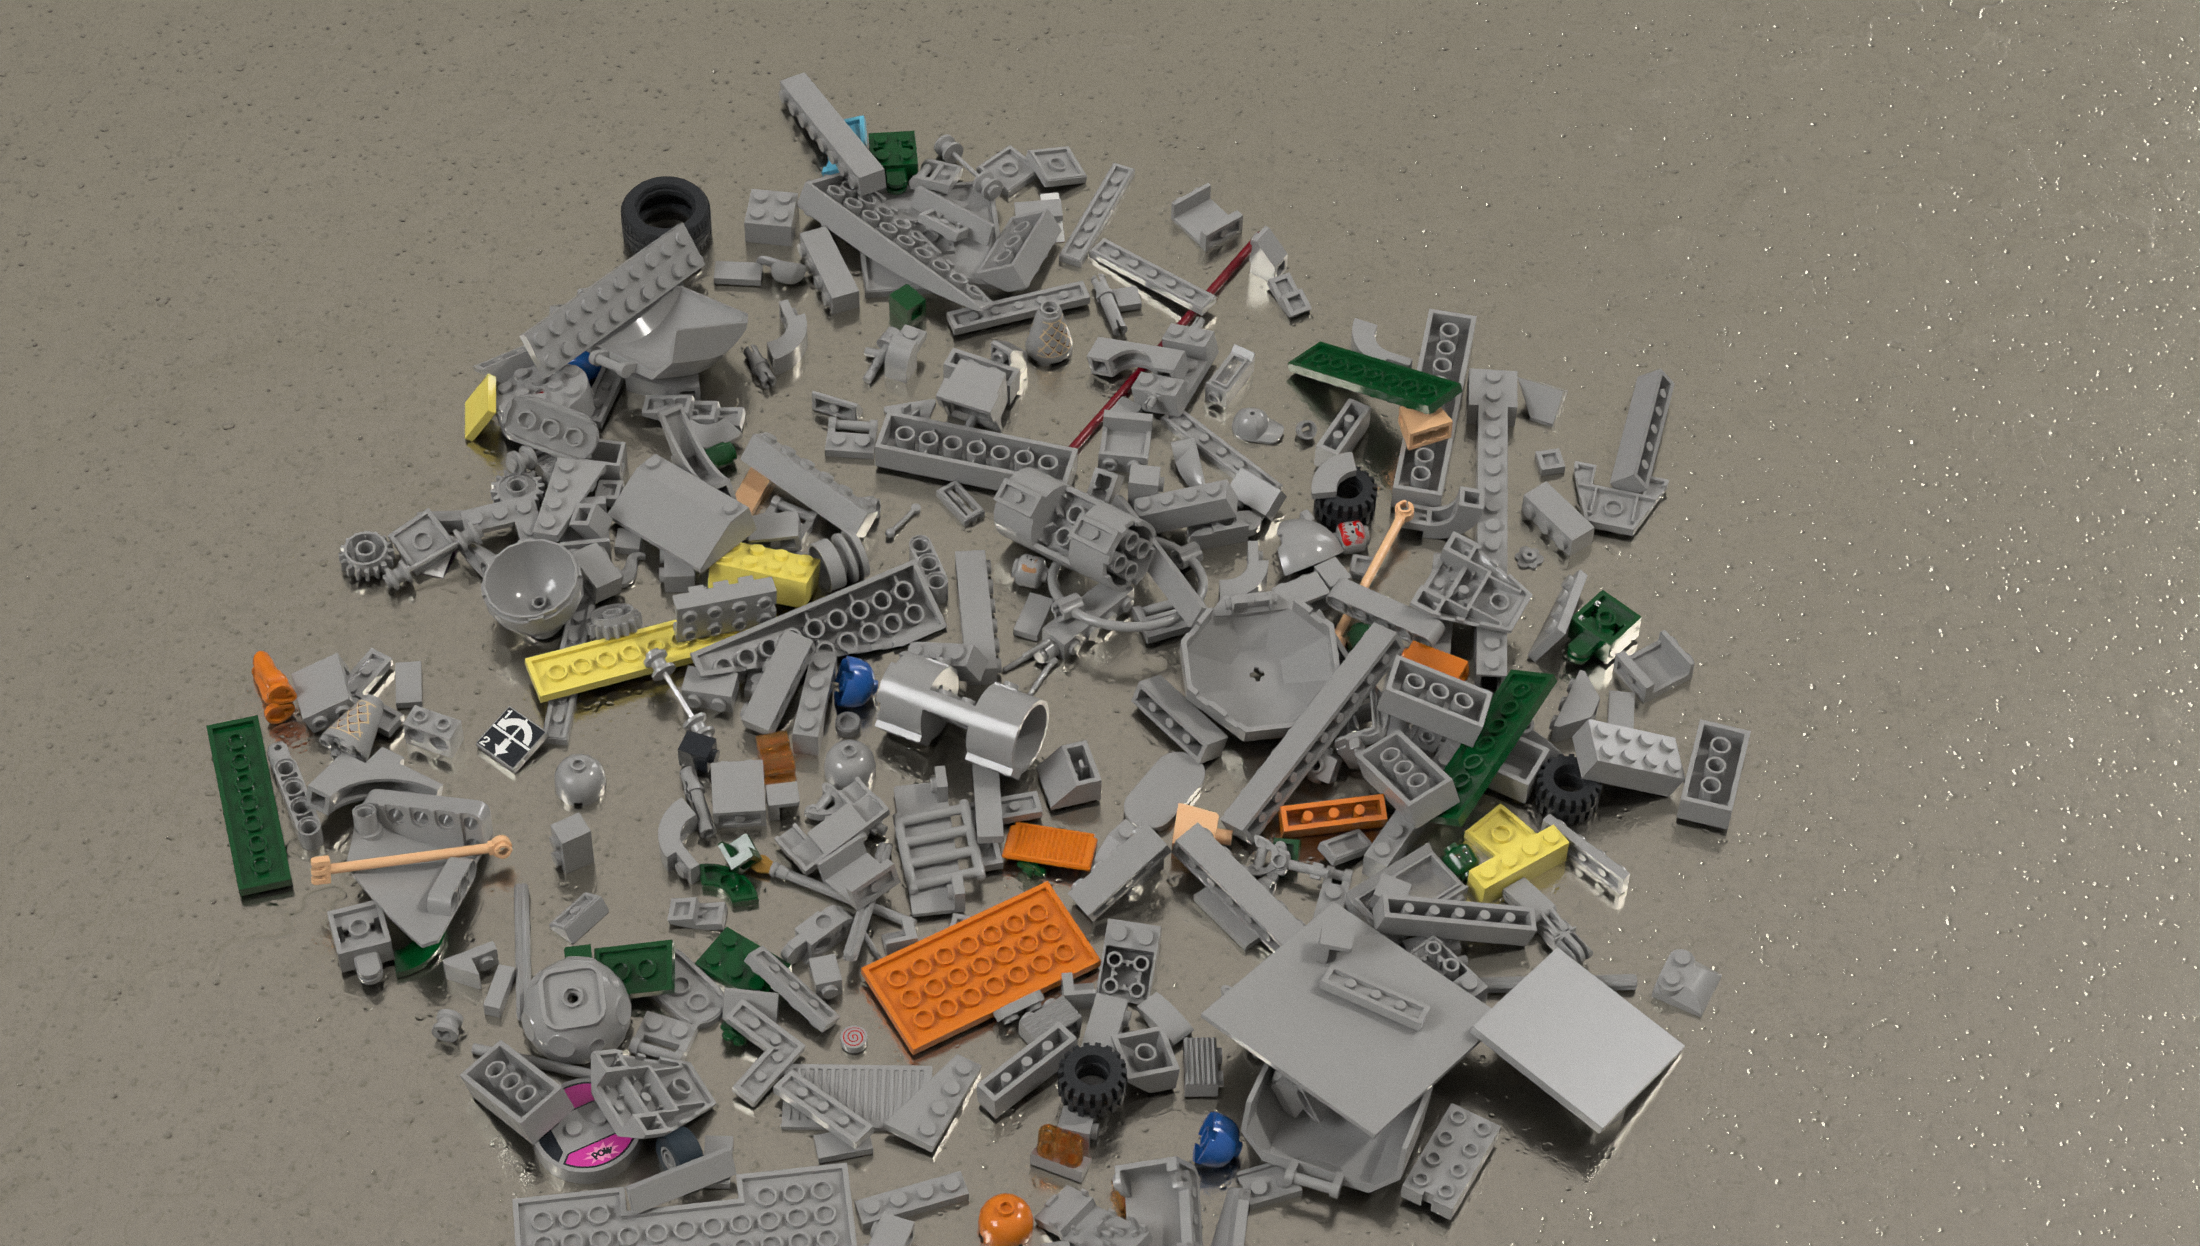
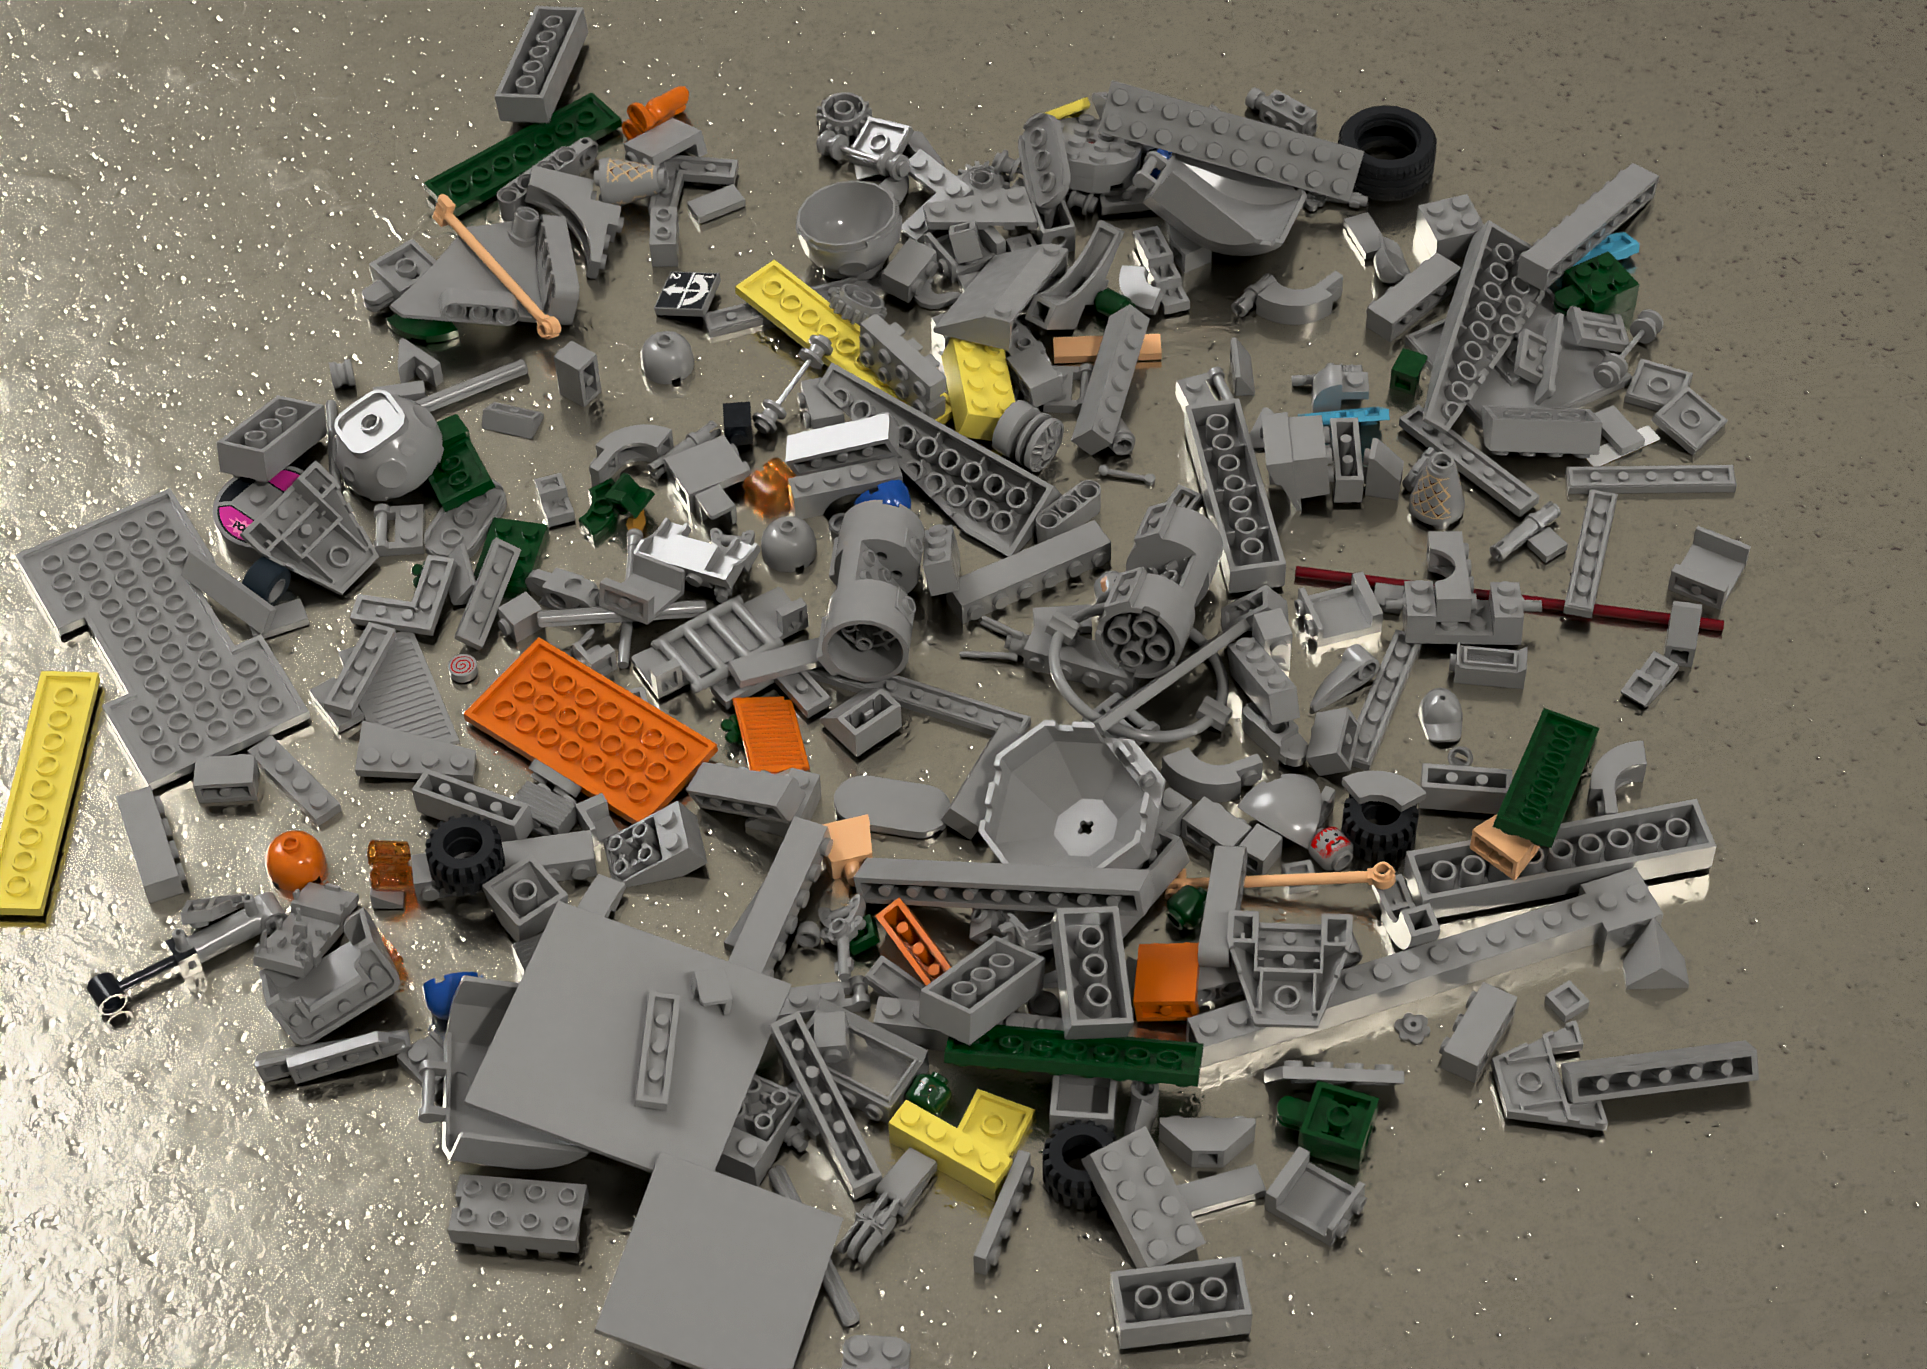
camera: 70 degrees right, 0 degrees up
(152, 746) = (541, 64): none -> light grey brick
(567, 267) = (1283, 111): none -> light grey brick
(933, 358) = (1366, 415): none -> medium azure wing
(1005, 334) = (1414, 474): none -> light grey axle
(1077, 724) = (934, 702): none -> light grey tile

